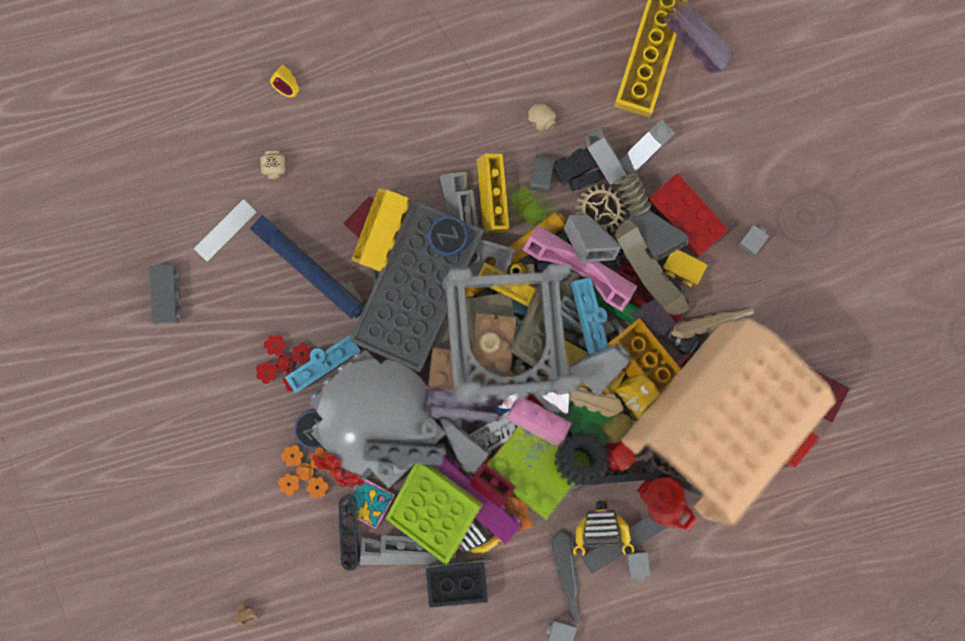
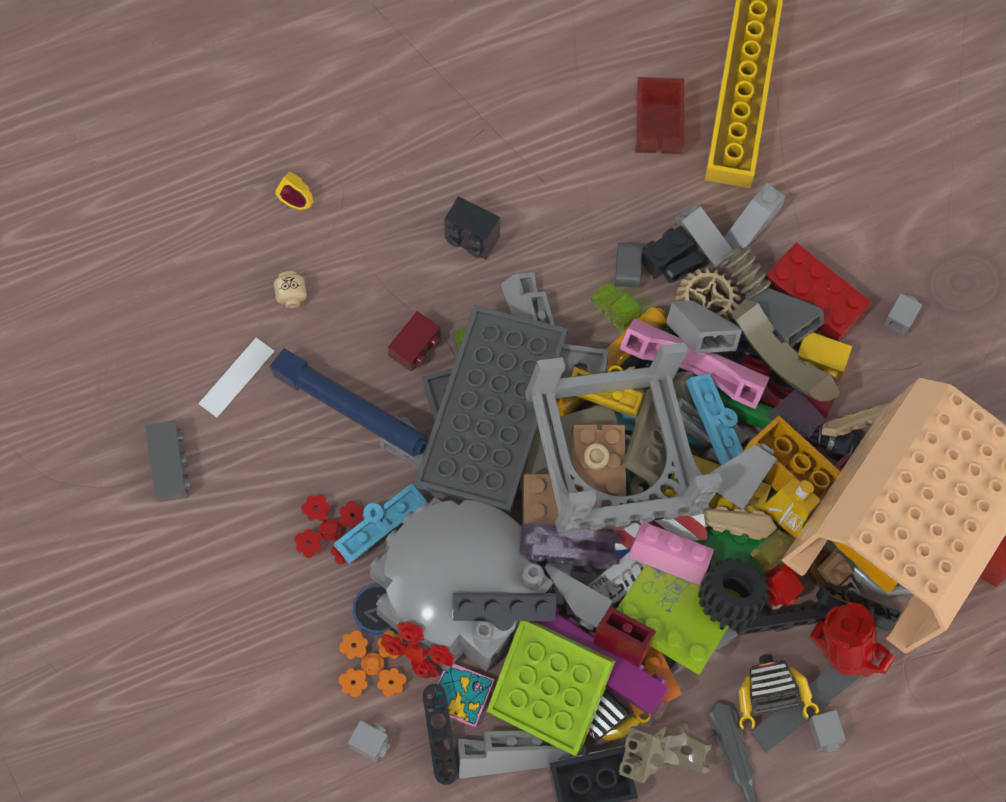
camera: 10 degrees left, 15 degrees down
(296, 531) = (369, 741): none -> light grey brick
(380, 229) = (436, 344): yellow brick -> none
(421, 130) = (472, 228): none -> black brick
(448, 236) = (524, 340): black tile -> none
(492, 193) = (571, 292): yellow brick -> none
(504, 563) = (661, 744): none -> dark tan hips
(542, 117) = (618, 199): tan head -> none
(583, 48) = (656, 115): none -> clear red piece
(699, 37) = (796, 85): clear purple brick -> none

